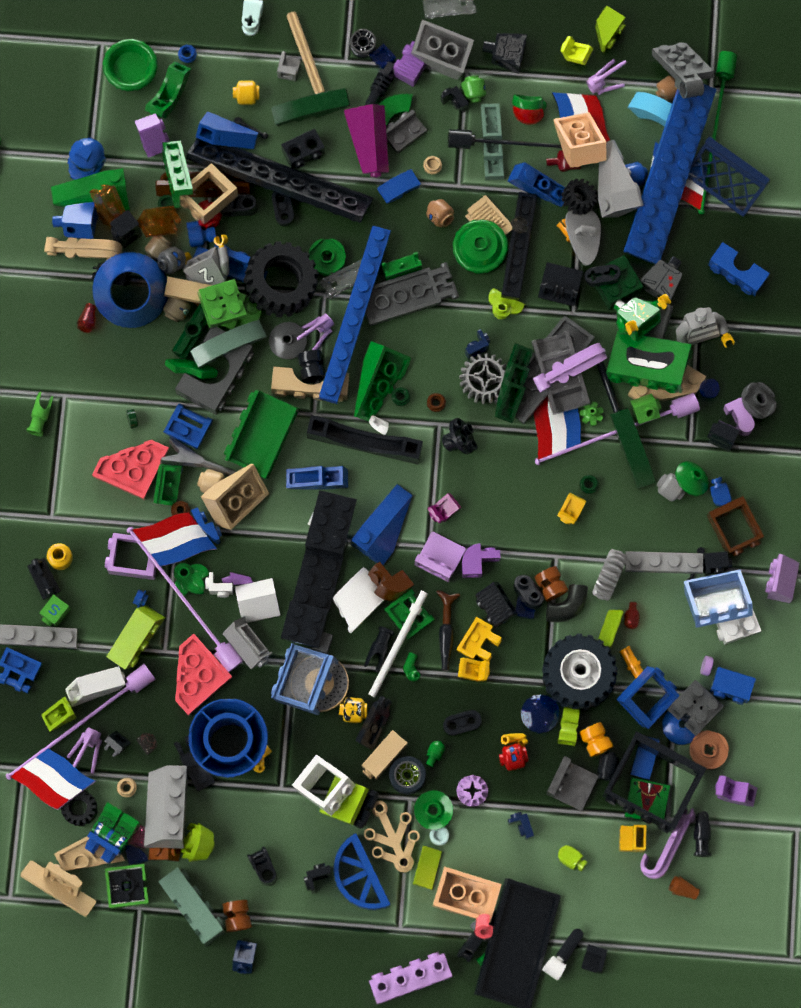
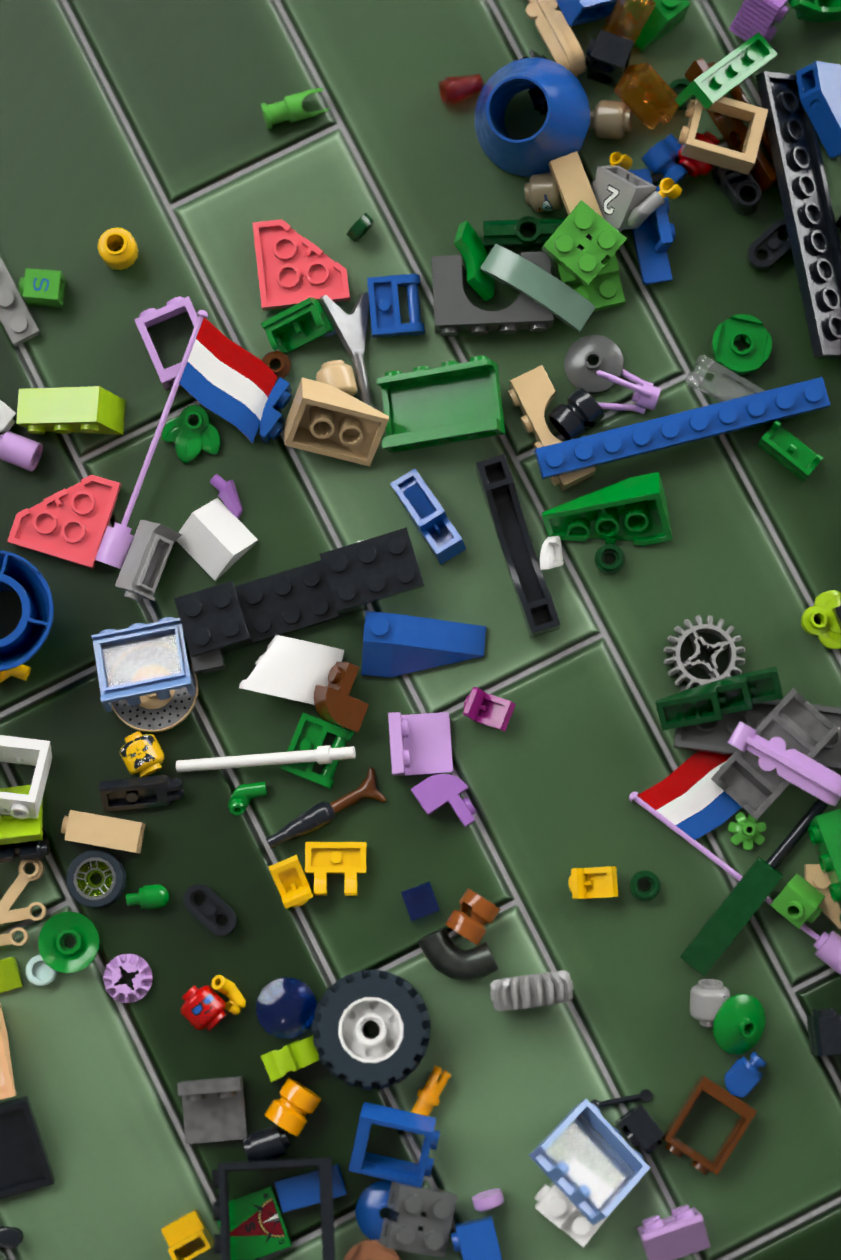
camera: 65 degrees right, 5 degrees up
(43, 578) = (79, 247): black hinge -> none
(140, 598) = (127, 386): blue plate -> none
(171, 260) = (603, 143): dark grey head -> none
(220, 589) = (200, 484): white bracket -> none
(287, 257) = (695, 274): black tyre -> none
(380, 647) = (248, 737): black piece -> none
(410, 294) = (759, 485): dark grey hinge -> none
(436, 396) = (632, 601): reddish brown plate -> none
(460, 437) = (600, 672): black plate -> none
(478, 347) = (741, 621): dark blue bracket -> none
(496, 604) = (398, 859): black brick -> none
(525, 827) = (117, 1080): dark blue bracket -> none
(527, 590) = (444, 891): black plate -> none
(571, 858) = (112, 1168): lime arm -> none
(610, 627) = (460, 1034): lime slope -> none
(632, 616) = (495, 1054): clear red cylinder -> none
(664, 562) = (598, 1055): light grey plate -> none

